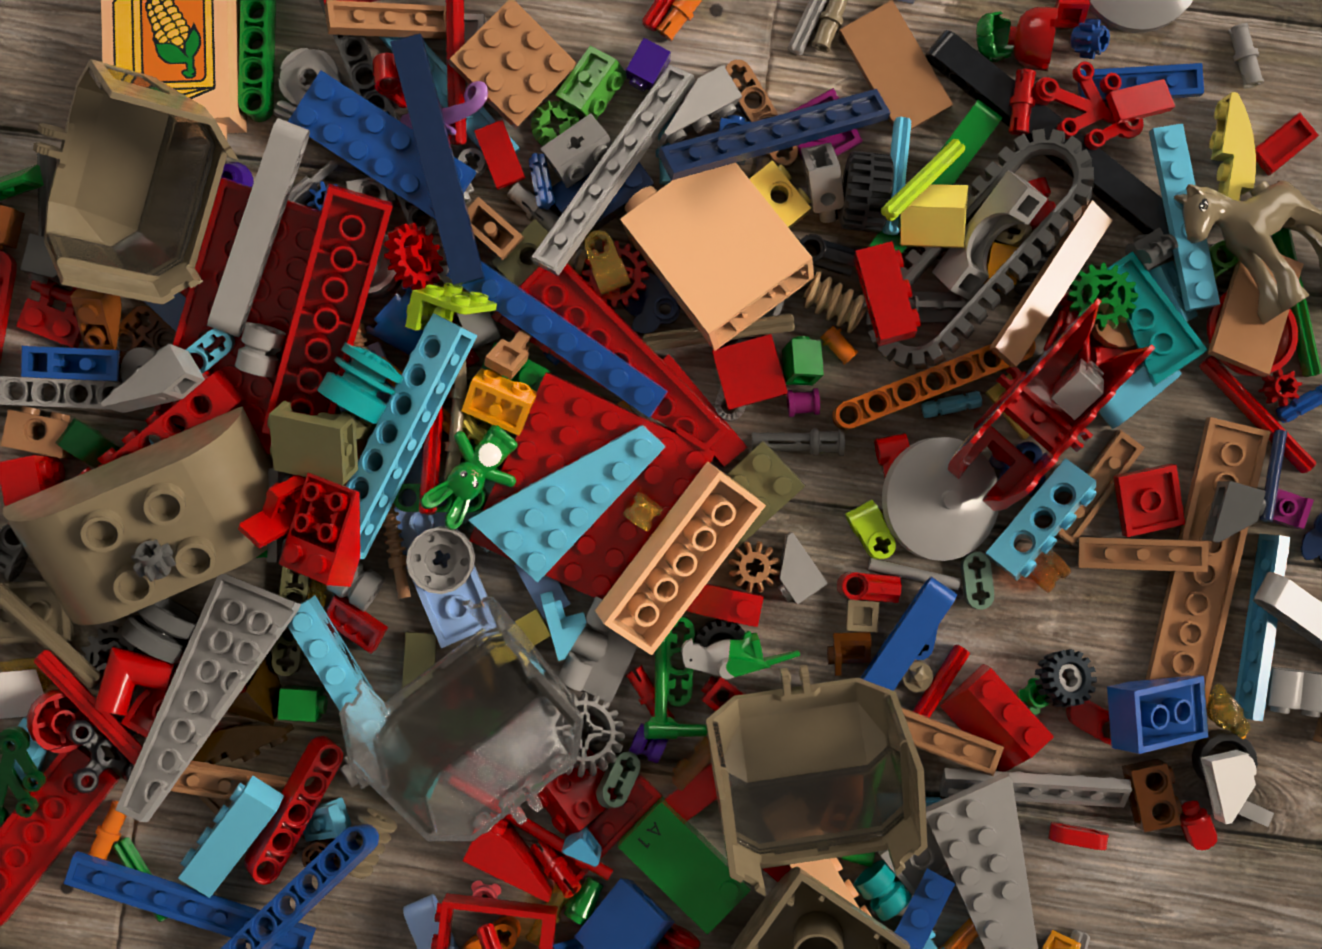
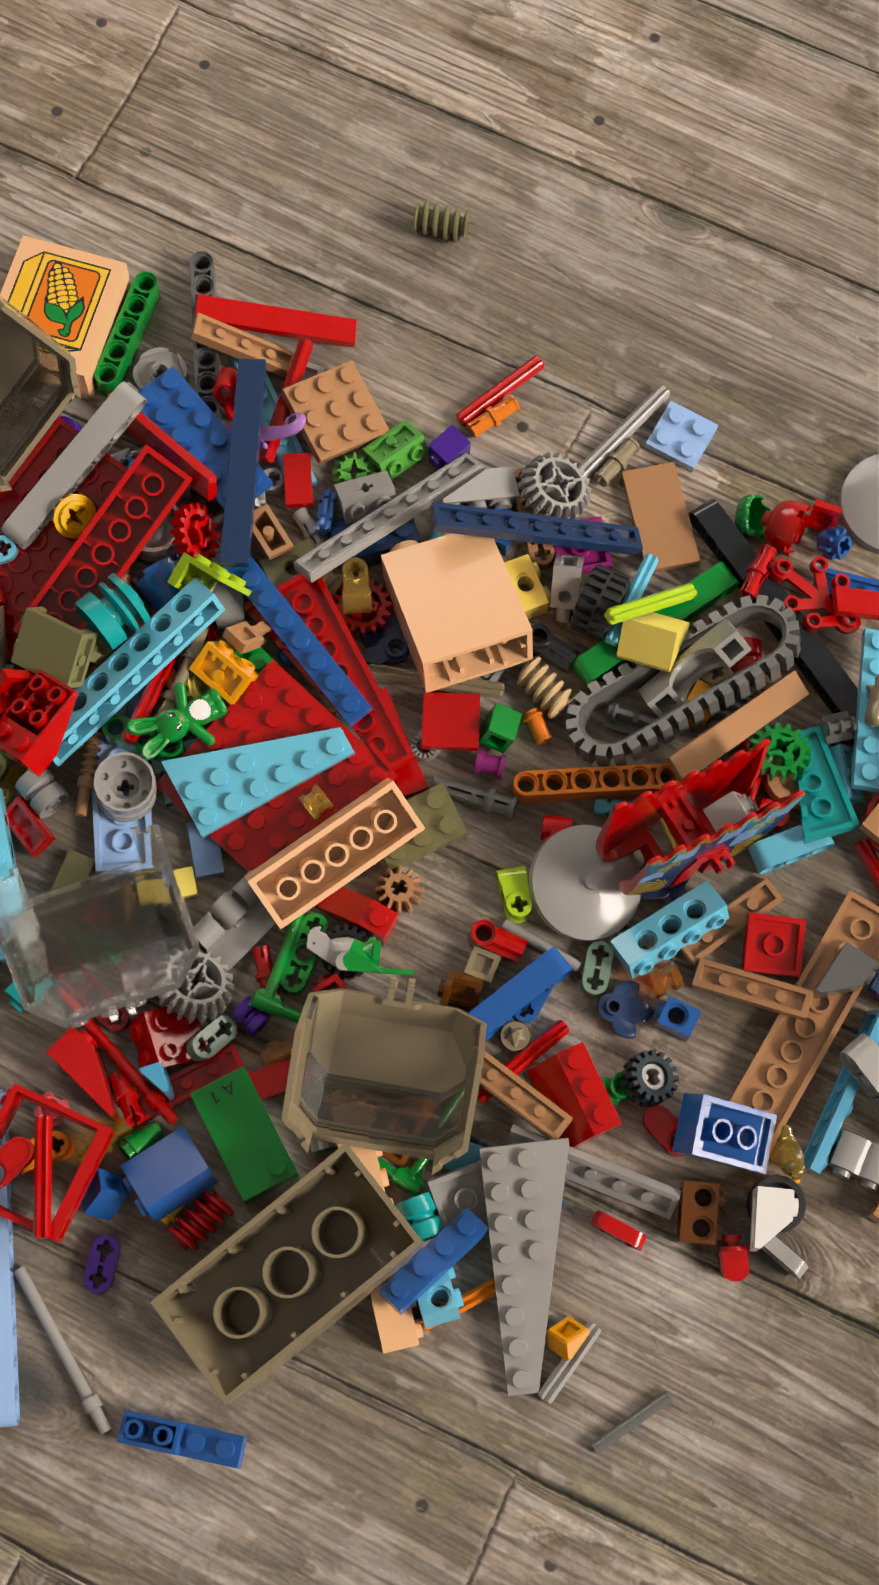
camera: 15 degrees right, 15 degrees down
(260, 349) = (37, 564): light grey wheel -> none
(274, 297) = (67, 526): none -> yellow gear
(358, 174) = (149, 433): none -> red tile
(563, 629) = (208, 891): medium azure slope -> none
(780, 66) = (559, 480): none -> light grey gear
(798, 572) = (437, 908): light grey slope -> none
(886, 293) = (590, 688): red brick -> none
(1021, 612) = (629, 1009): none -> dark blue plate
(1086, 607) = (688, 1013): none -> blue brick

